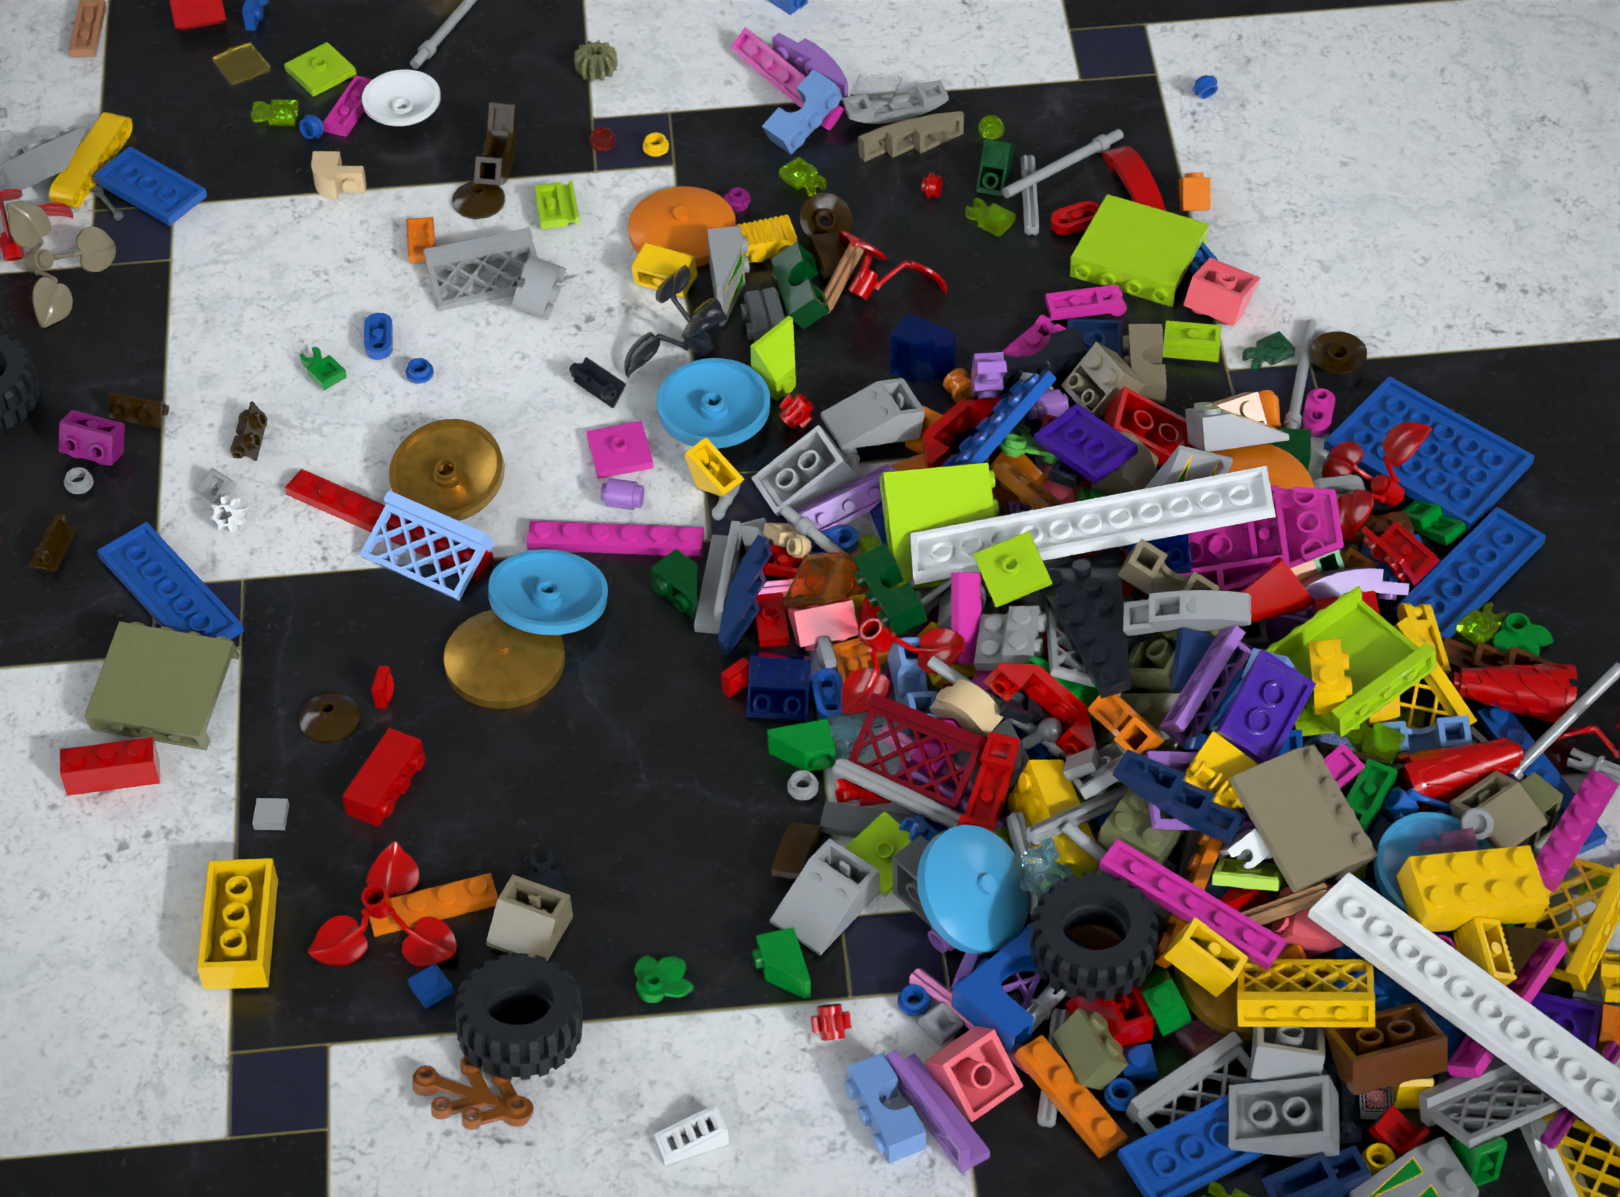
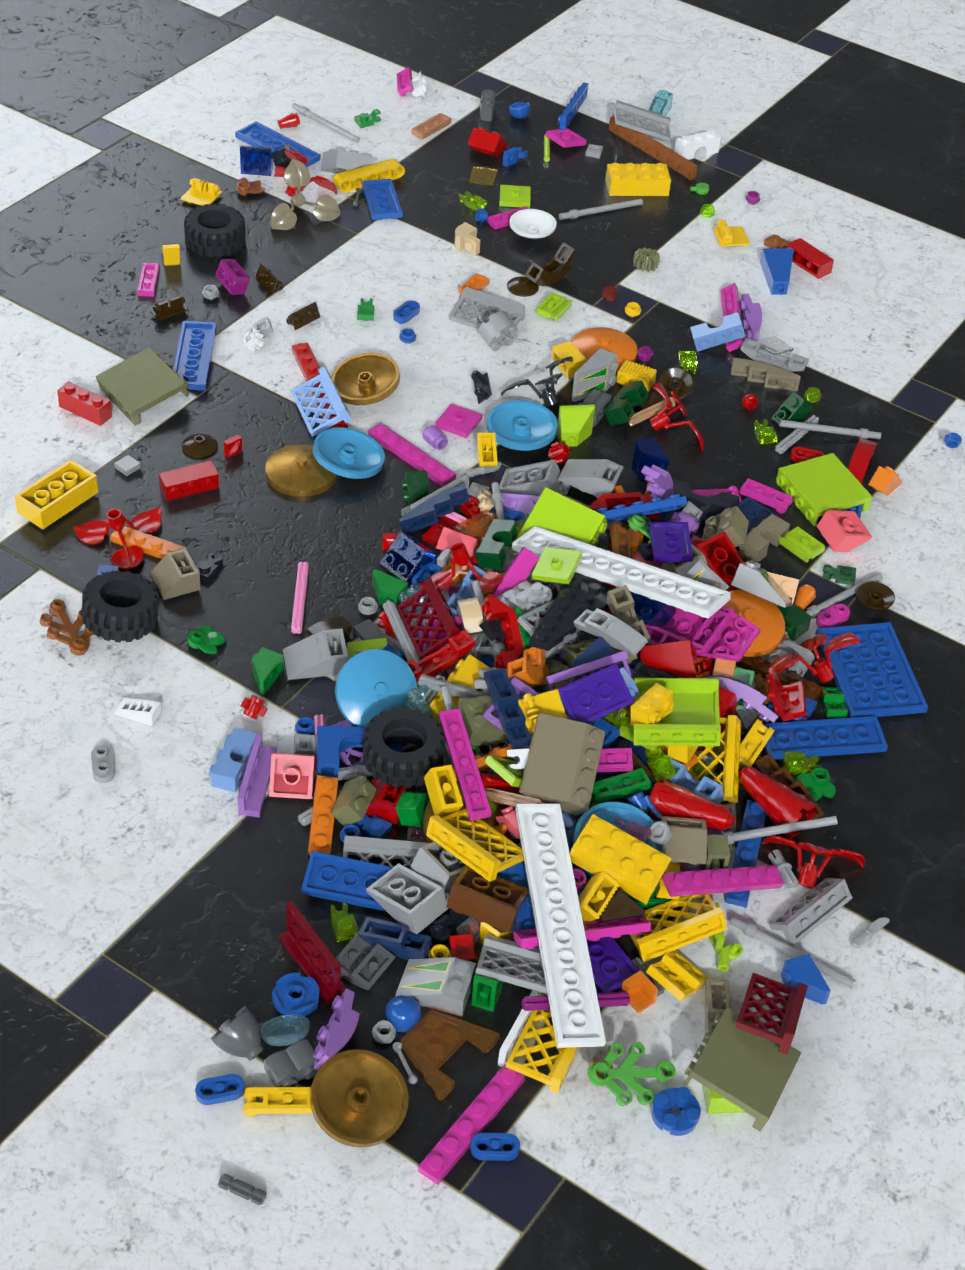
camera: 35 degrees right, 5 degrees down
(708, 835) = (300, 595): none -> bright pink axle

